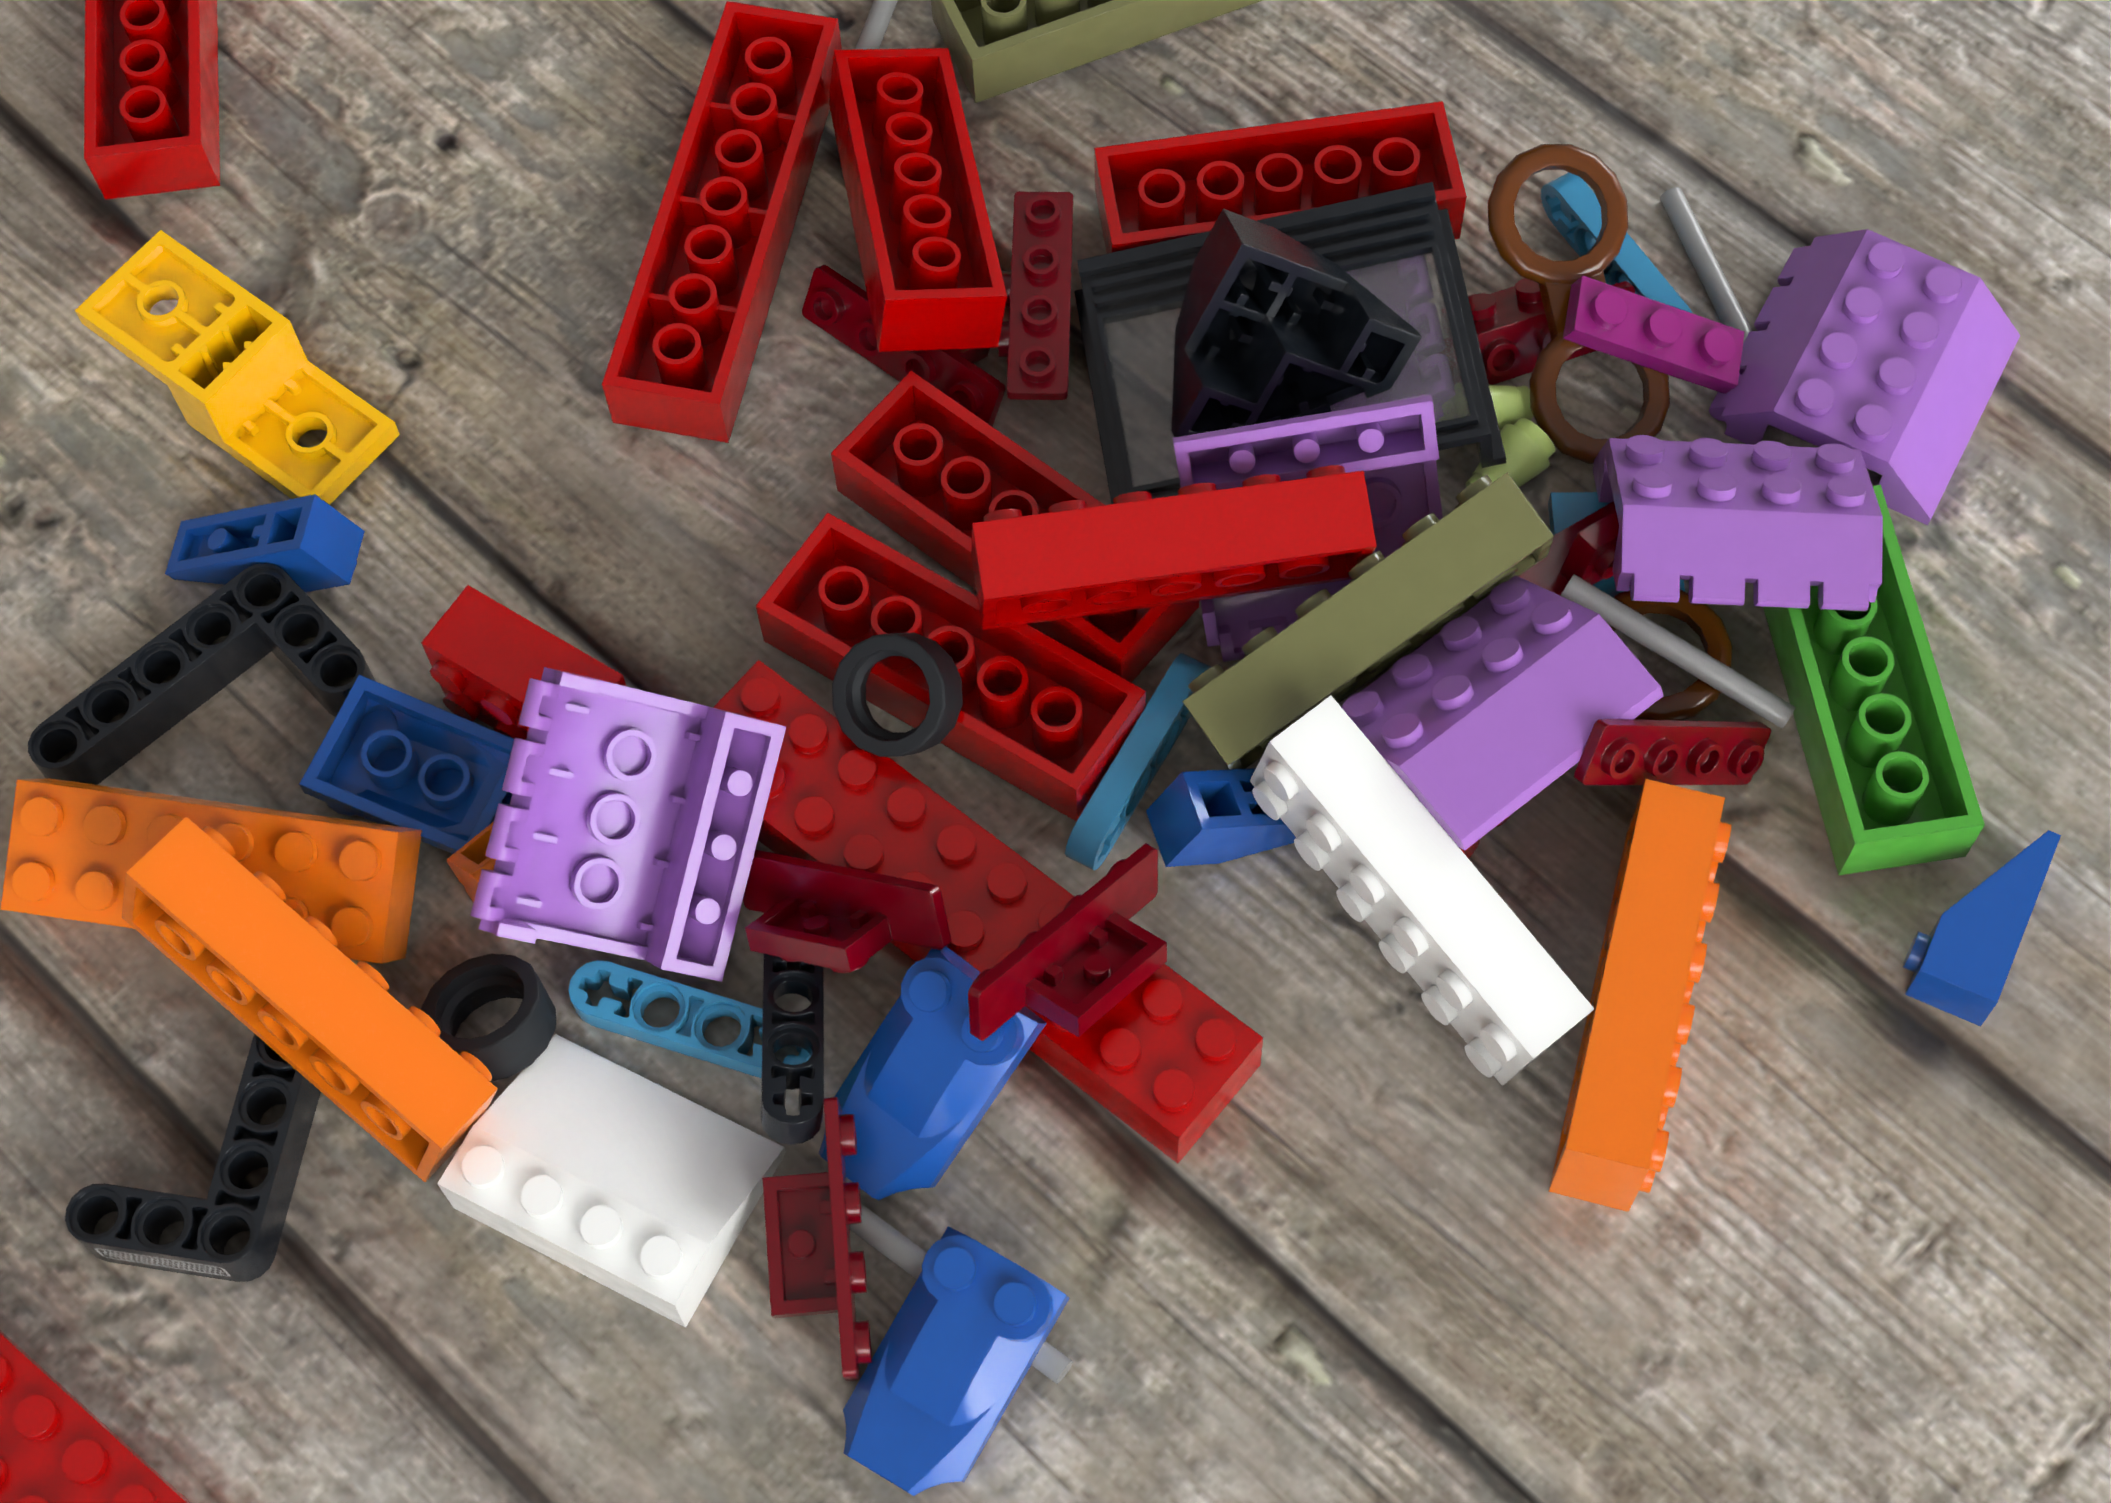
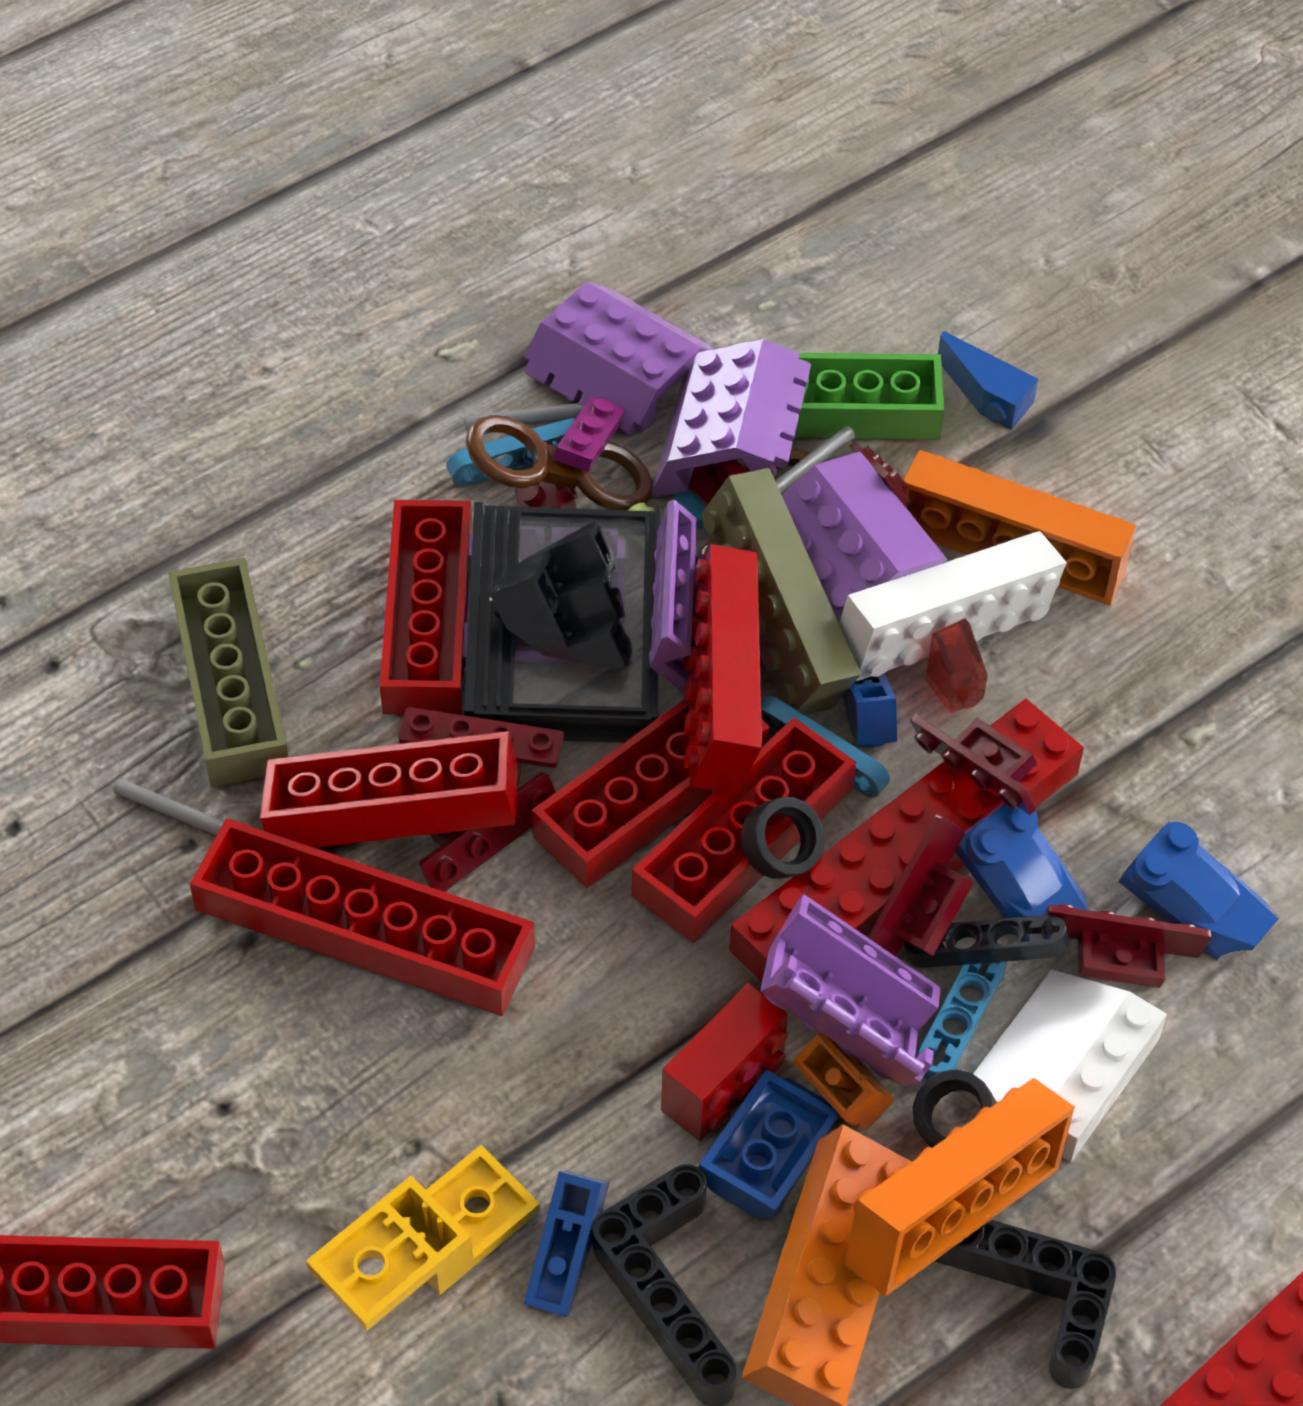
camera: 85 degrees left, 10 degrees down
(1317, 933) = (956, 667): none -> clear red slope

